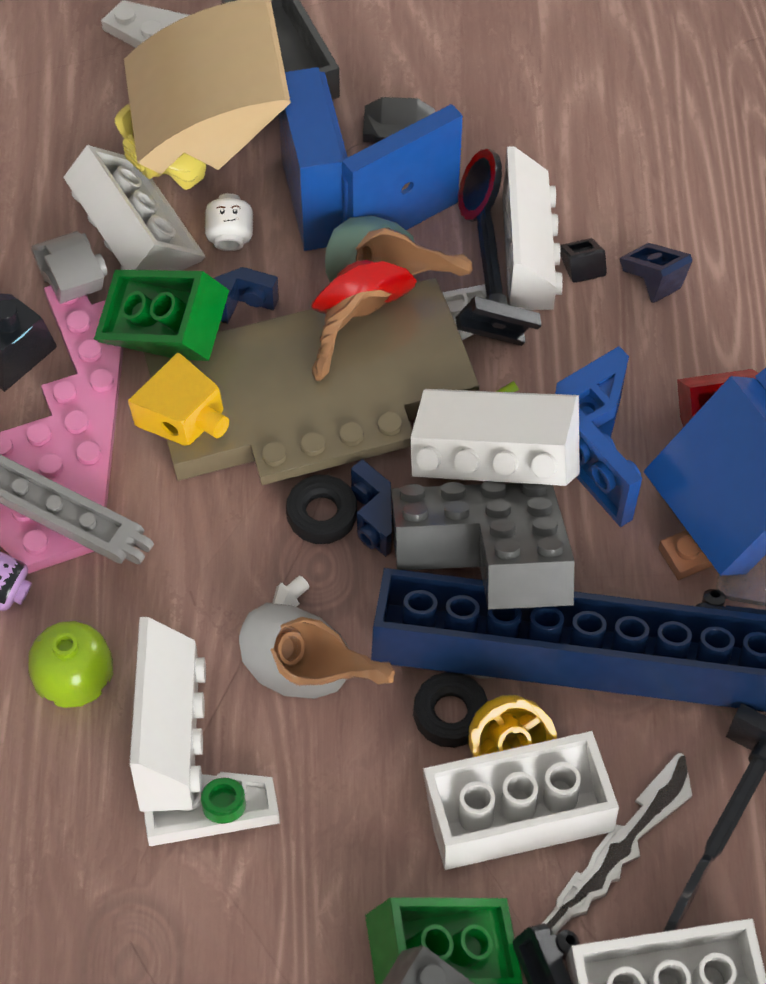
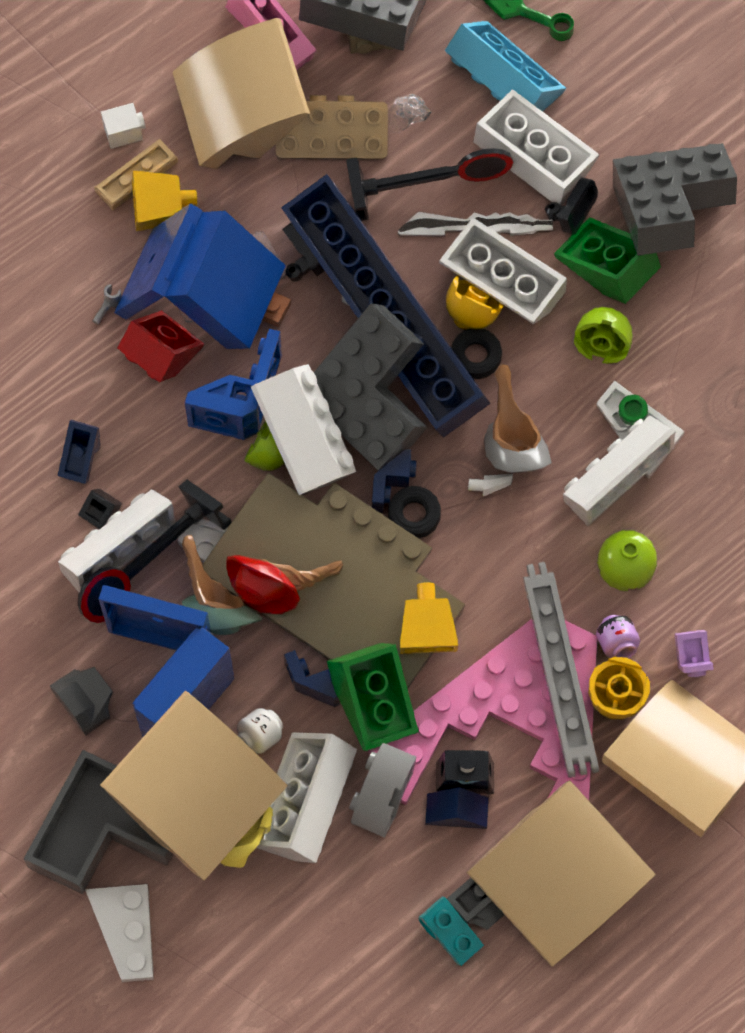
camera: 130 degrees left, 10 degrees up
(347, 855) = (604, 334): none -> lime cylinder

